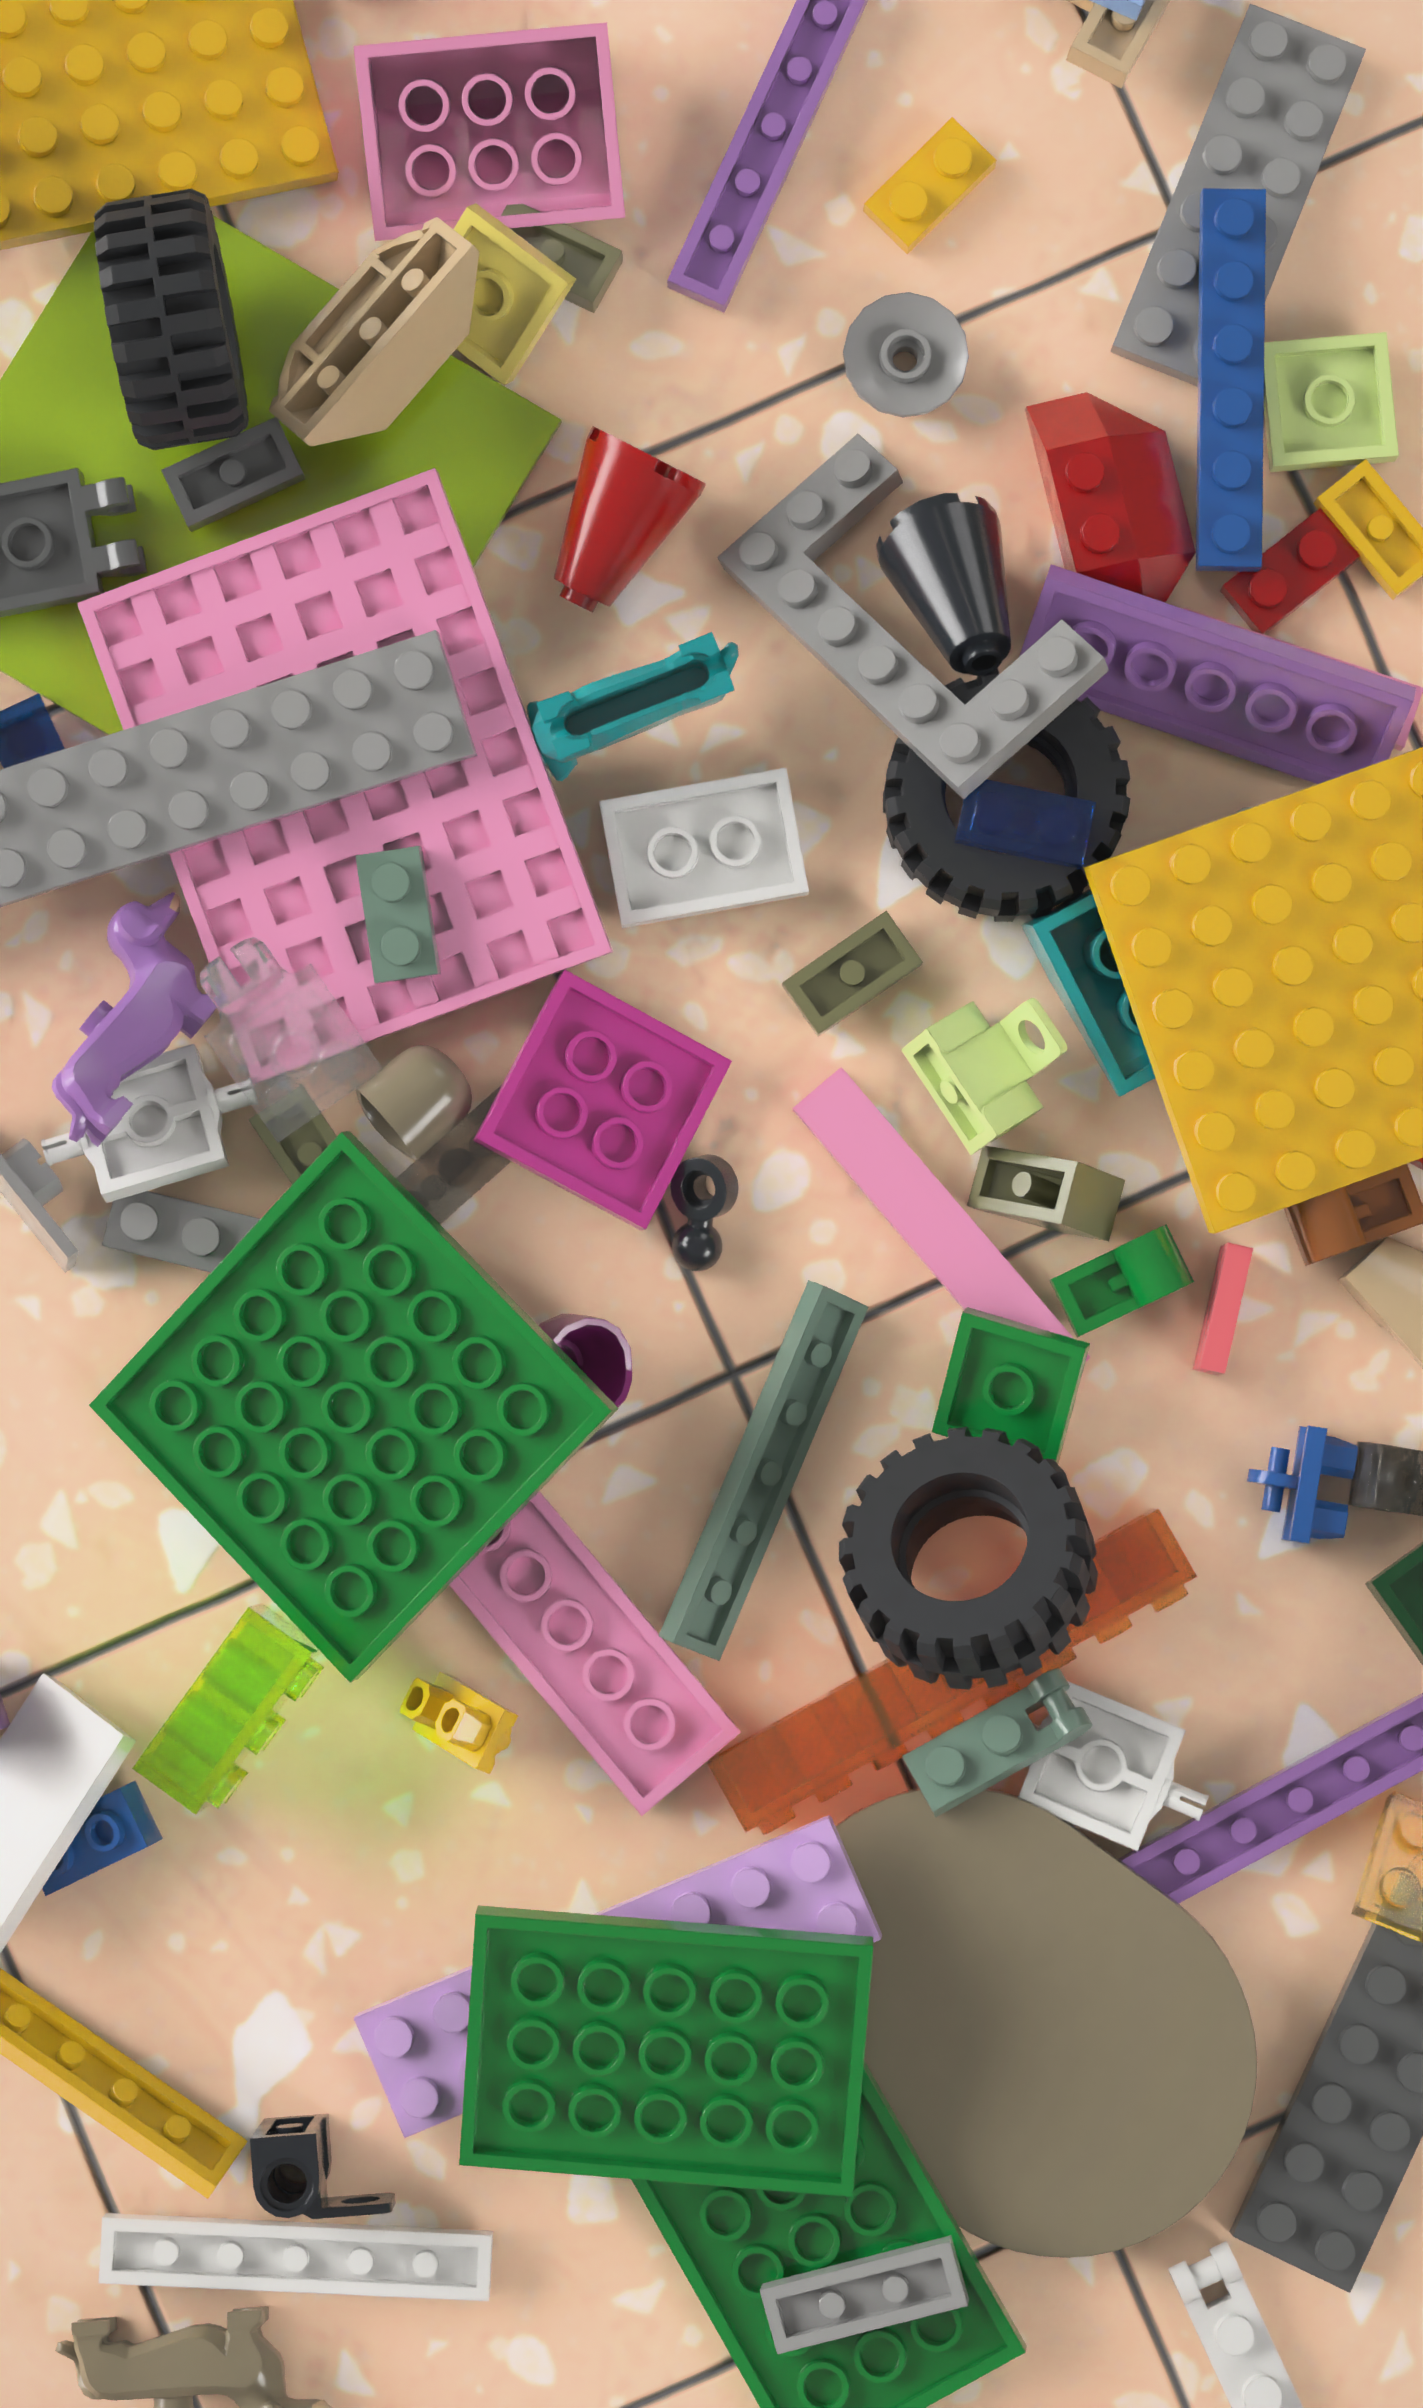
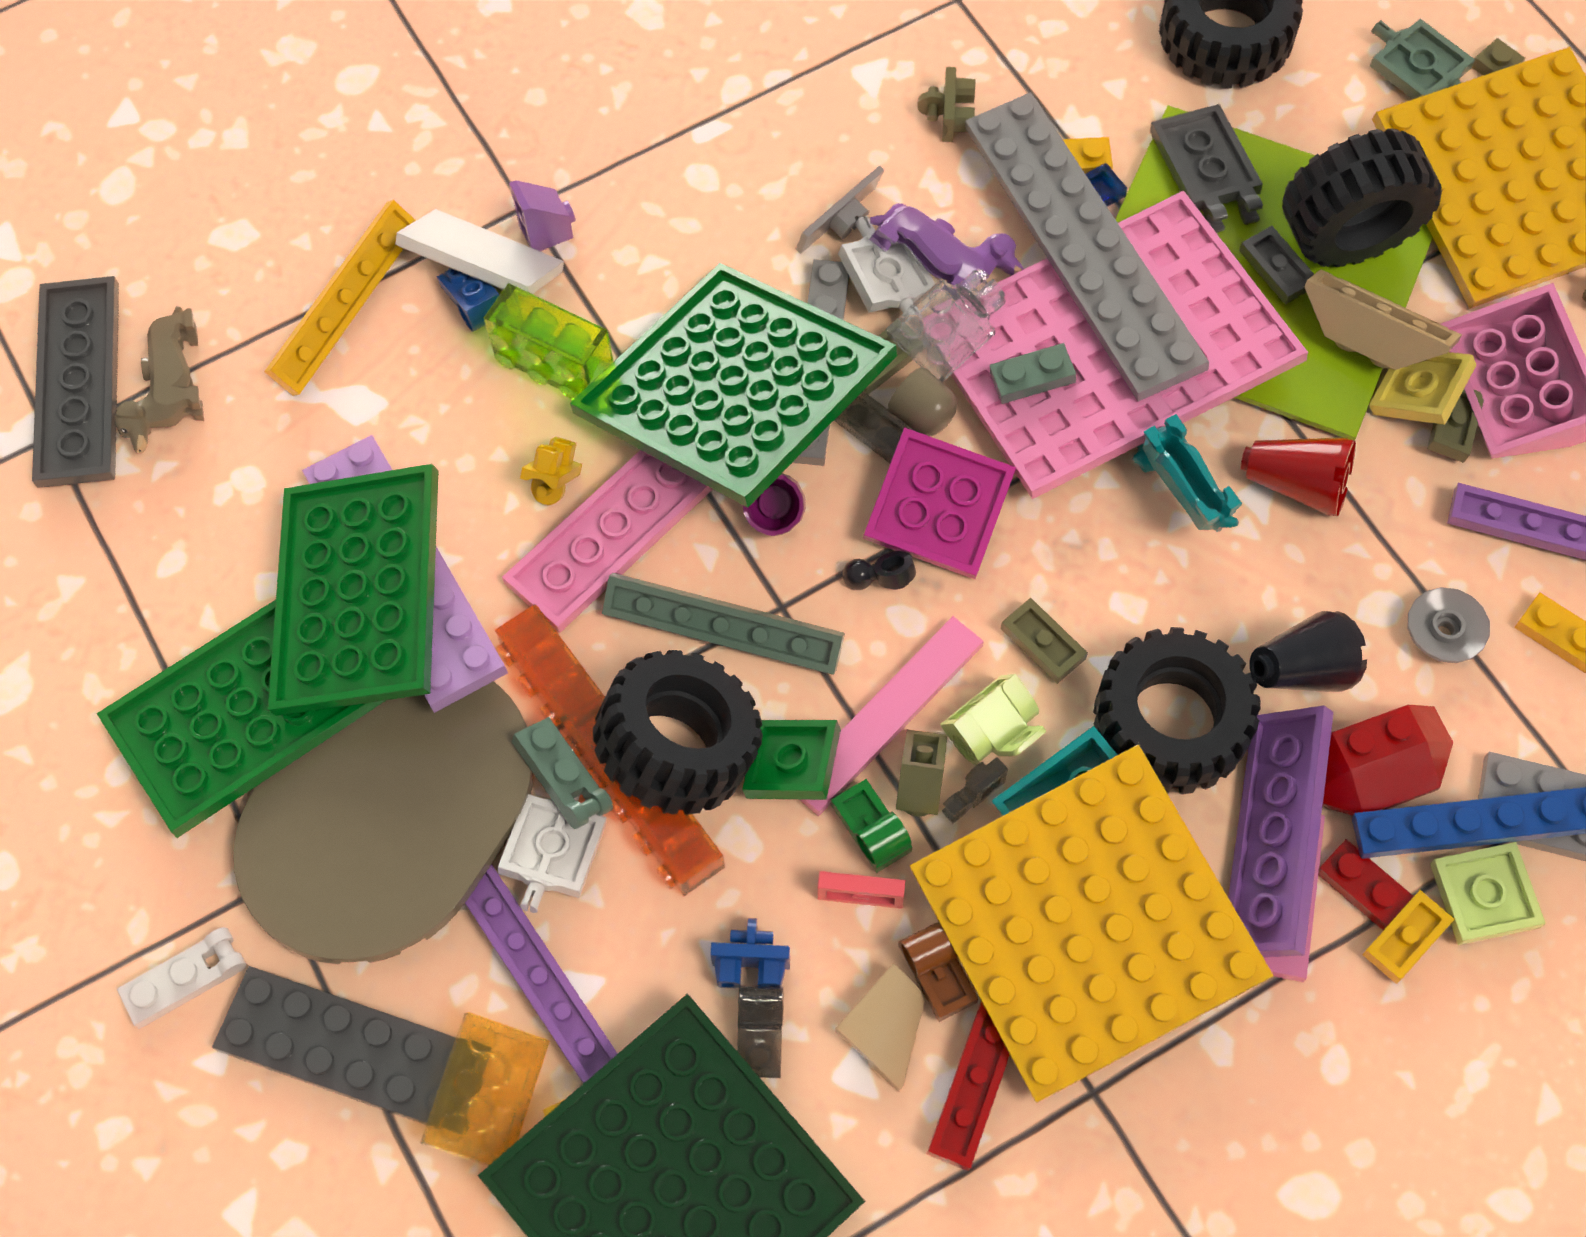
camera: 85 degrees right, 20 degrees down
(295, 2257) = (231, 428): white plate -> none
(306, 2144) = (280, 411): black piece -> none
(704, 848) = (1107, 547): white plate -> none
(864, 2294) = (207, 728): light grey plate -> none
(951, 737) = (1208, 647): light grey plate -> none
(1026, 823) = (1159, 706): clear blue plate -> none
(1077, 1107) = (980, 784): none -> clear smoke plate

